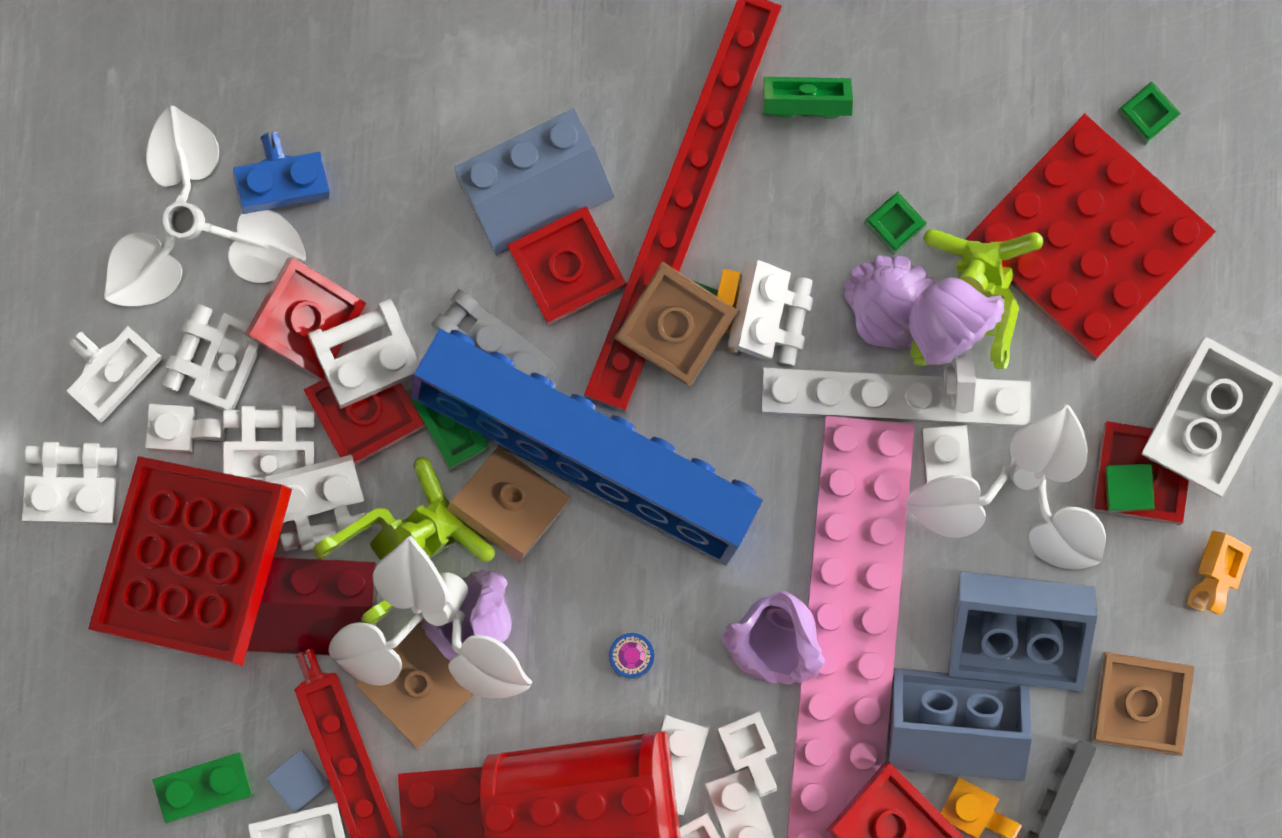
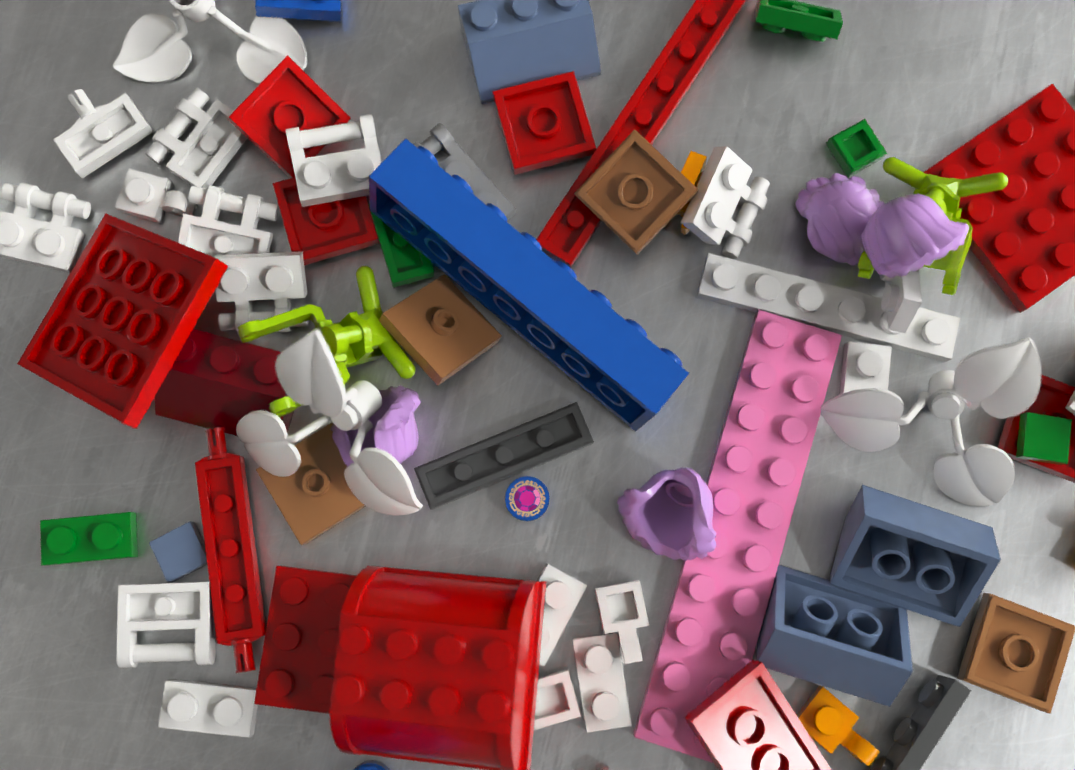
camera: 10 degrees right, 0 degrees up
(599, 618) = (503, 456): none -> dark grey tile

